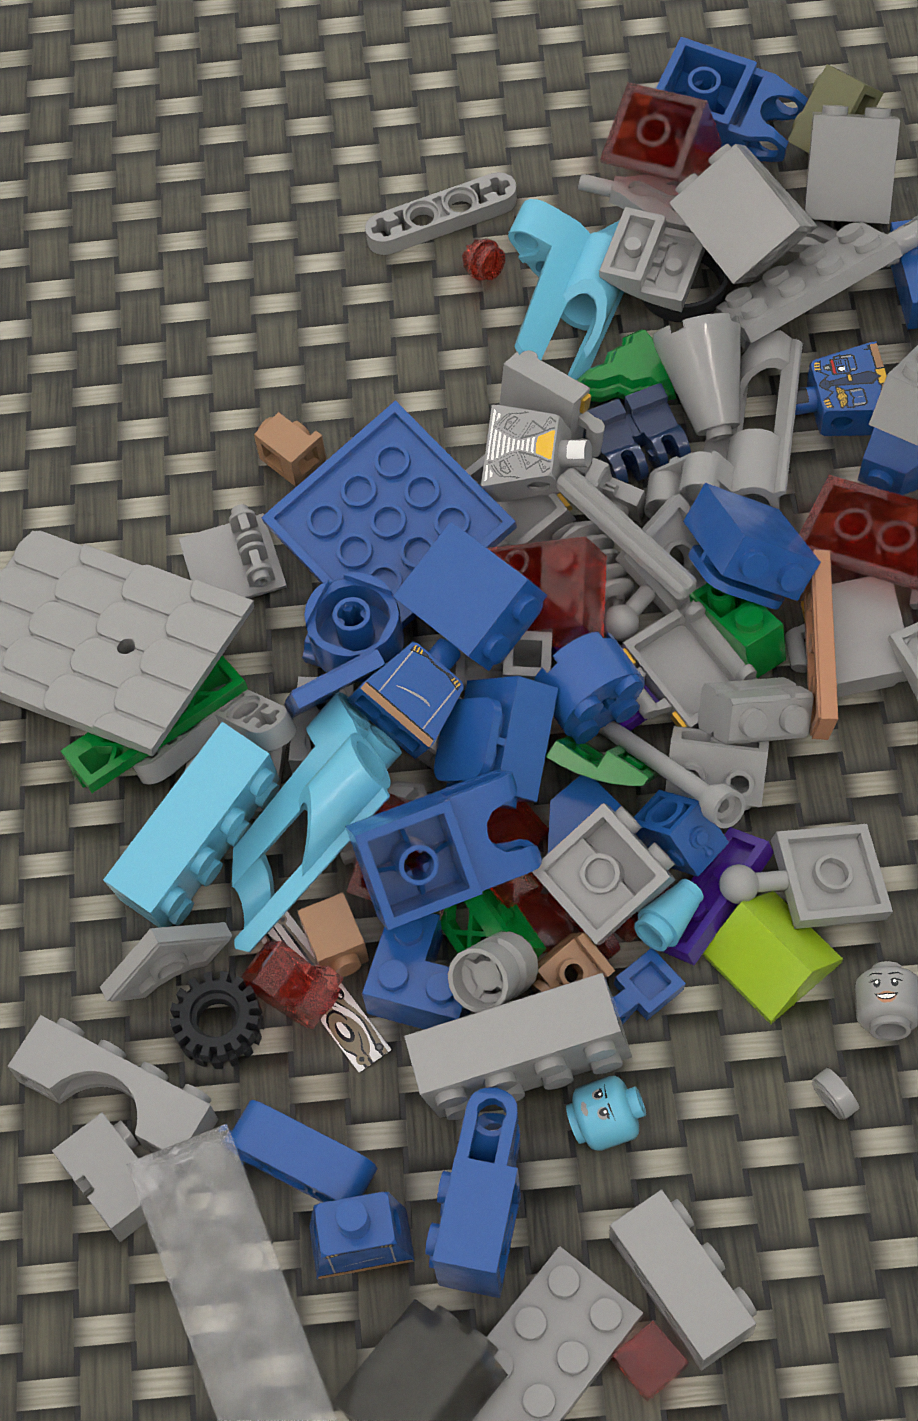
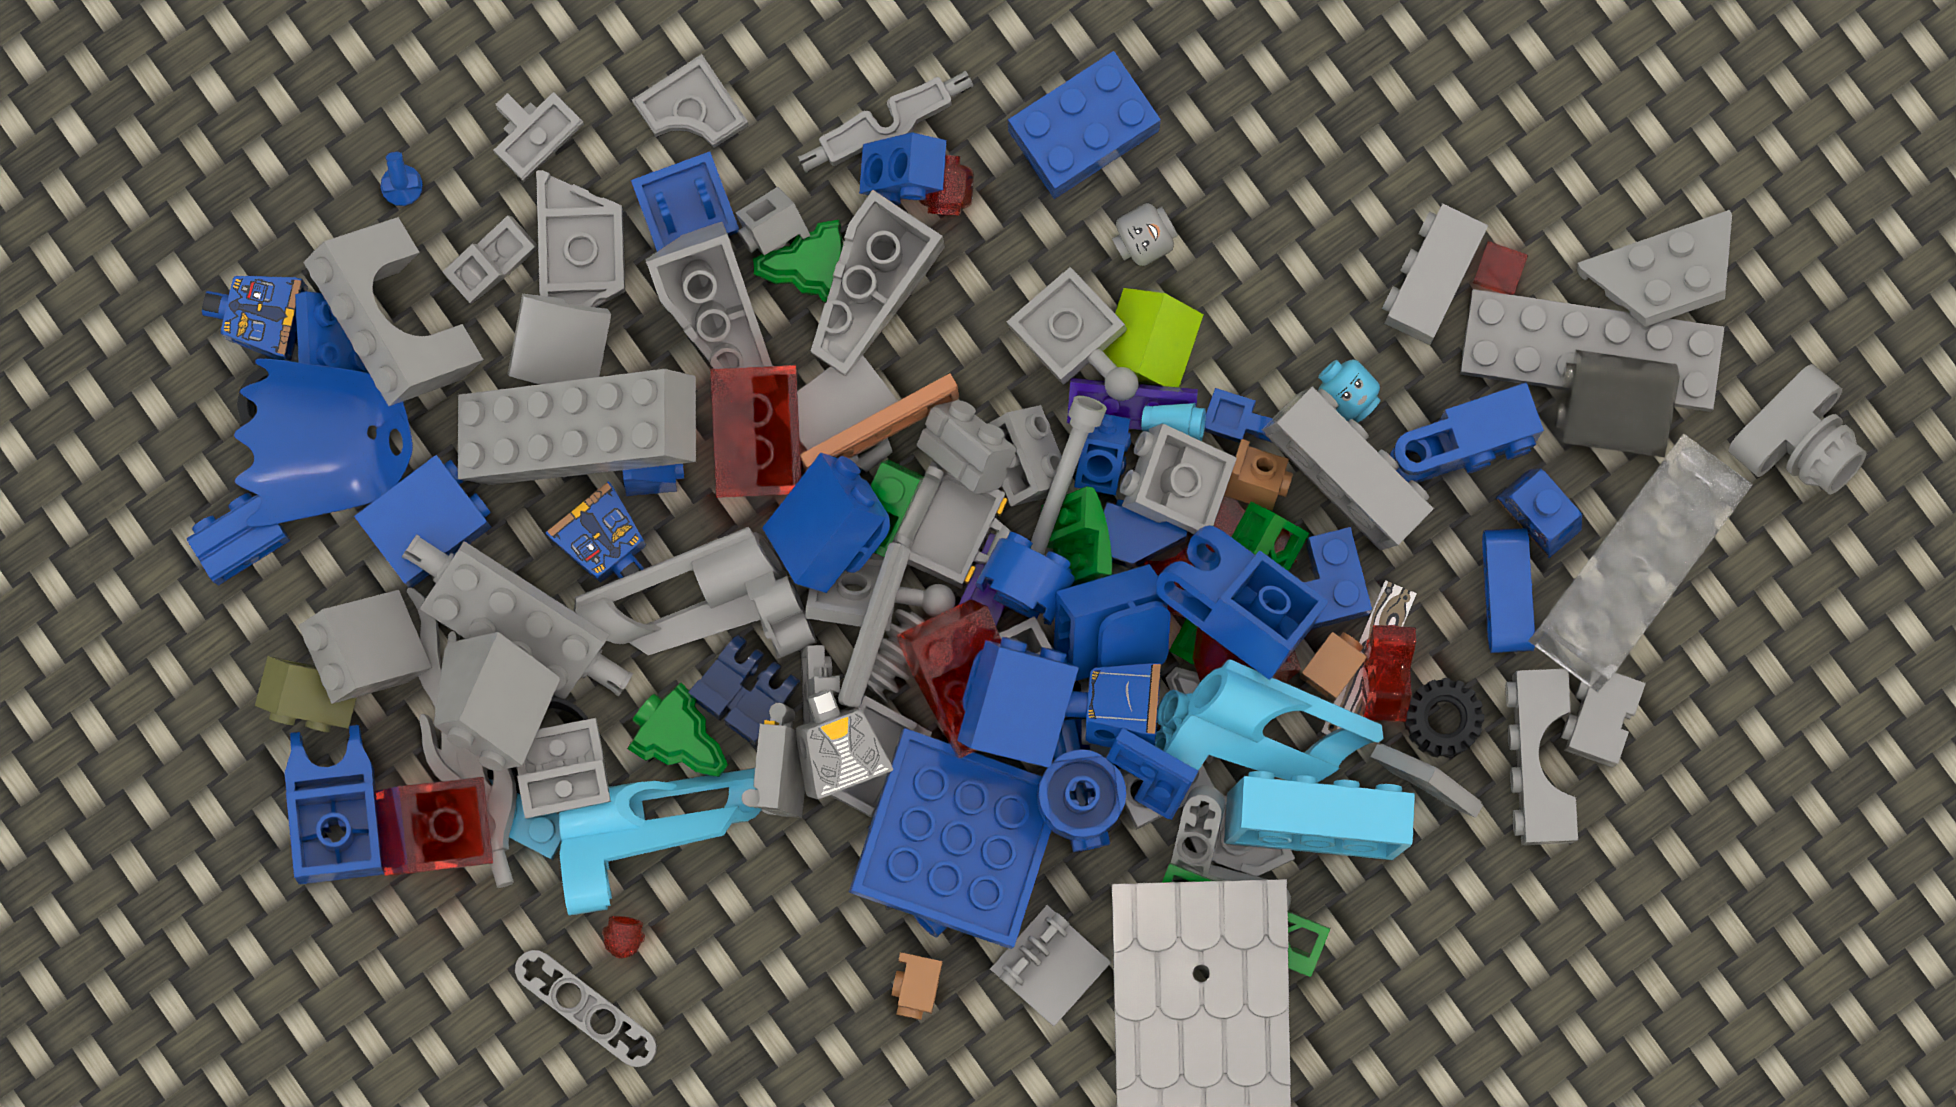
camera: 125 degrees left, 20 degrees up
(492, 971) = (1308, 513): light grey wheel -> none
(705, 371) = (661, 657): light grey cone -> none
(835, 1094) = (1238, 238): light grey tile -> none

